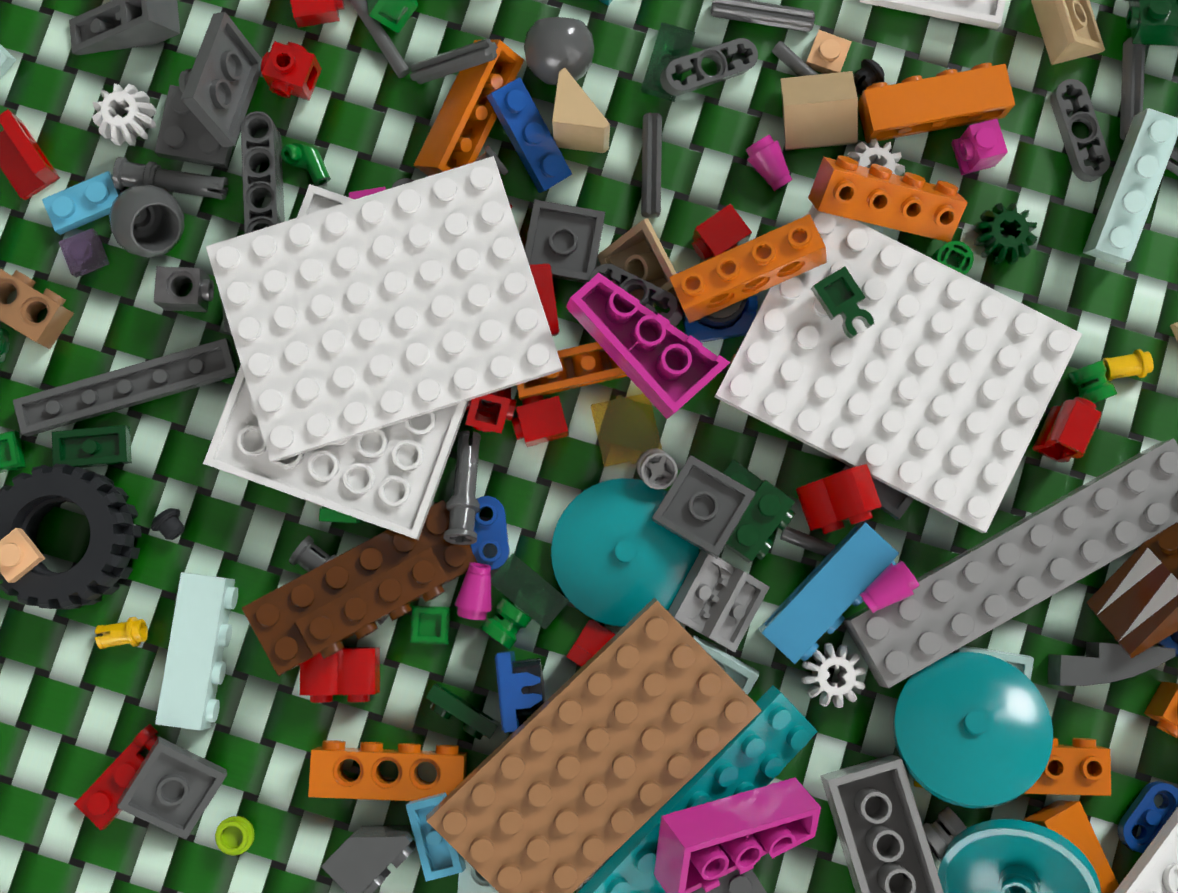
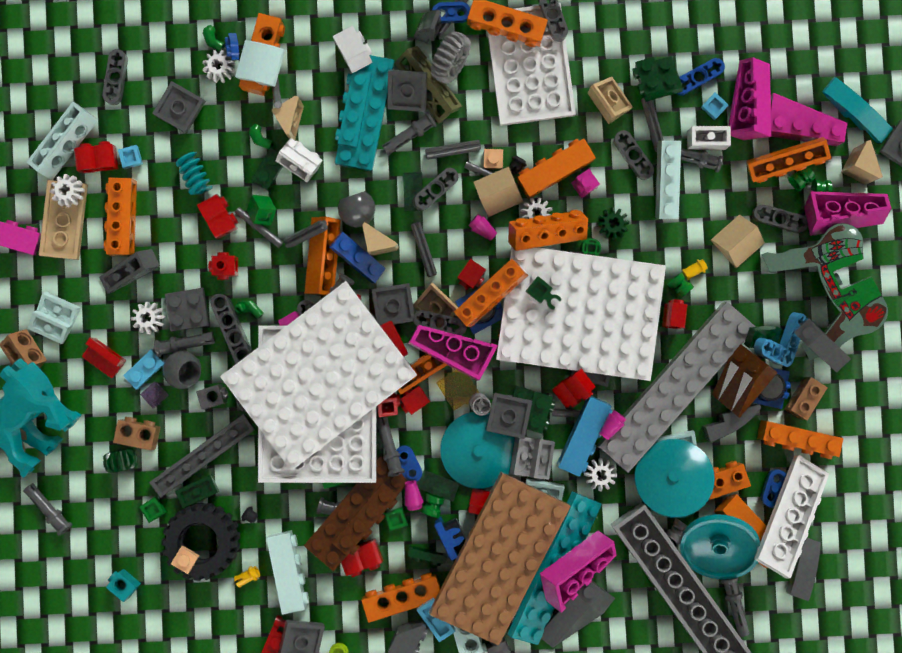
camera: 15 degrees left, 5 degrees up
(221, 80) = (193, 286): dark grey plate -> none

